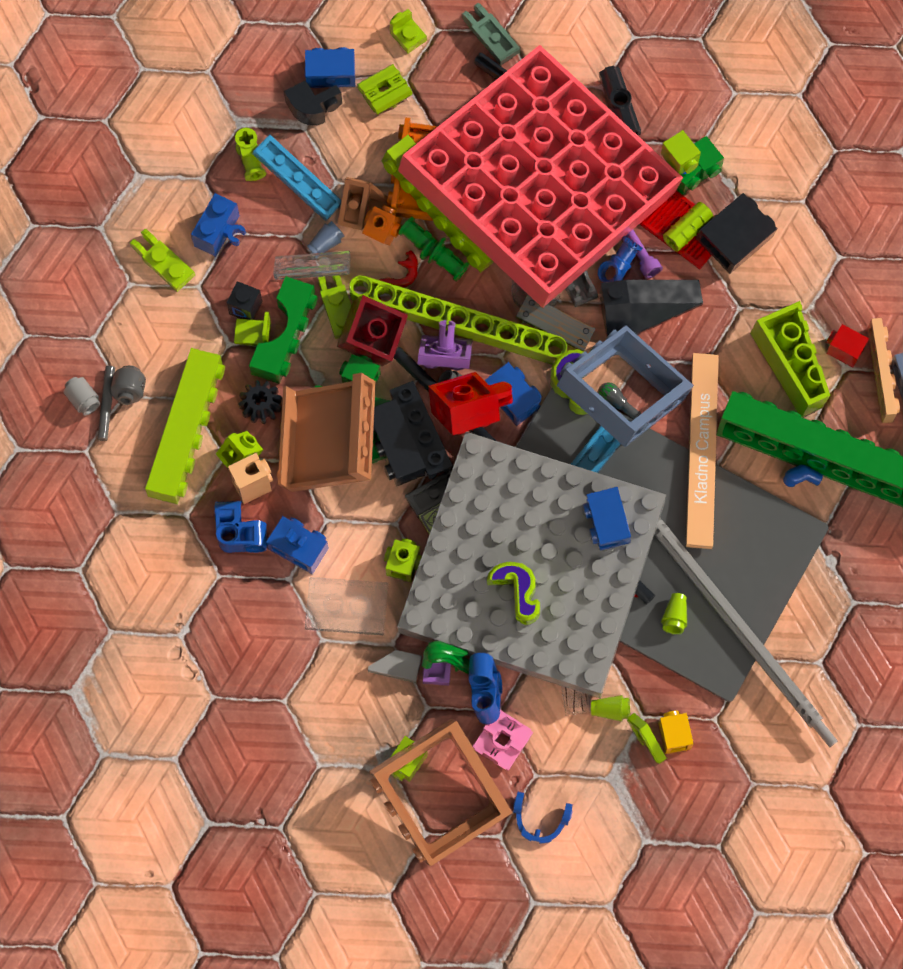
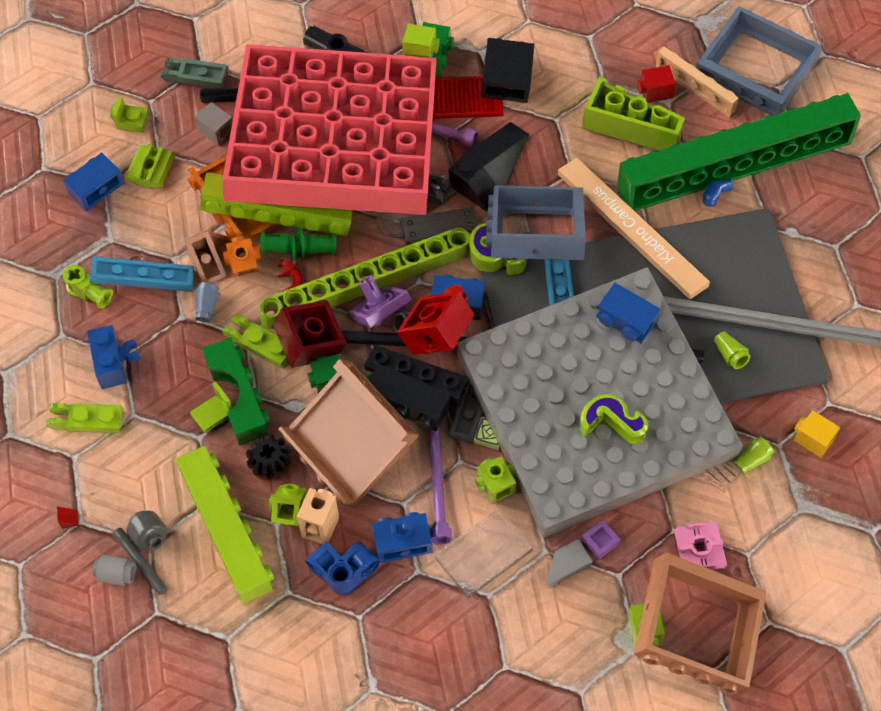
camera: 40 degrees left, 10 degrees down
(85, 327) = (67, 517): none -> red piece
(244, 301) = (184, 393): black brick -> none
(309, 107) = (103, 220): black brick -> none
(312, 265) = (214, 326): clear tile -> none
(330, 563) = (440, 530): none -> medium lavender piece
(442, 652) = (598, 517): green piece -> none
(463, 88) = (214, 123): none -> light grey brick
(486, 687) = (651, 518): blue piece -> none
(547, 839) = (804, 565): blue piece -> none
(620, 260) = (444, 146): blue connector -> none
(646, 737) = (797, 452): lime tile -> none
(688, 226) = (469, 90): lime axle -> none

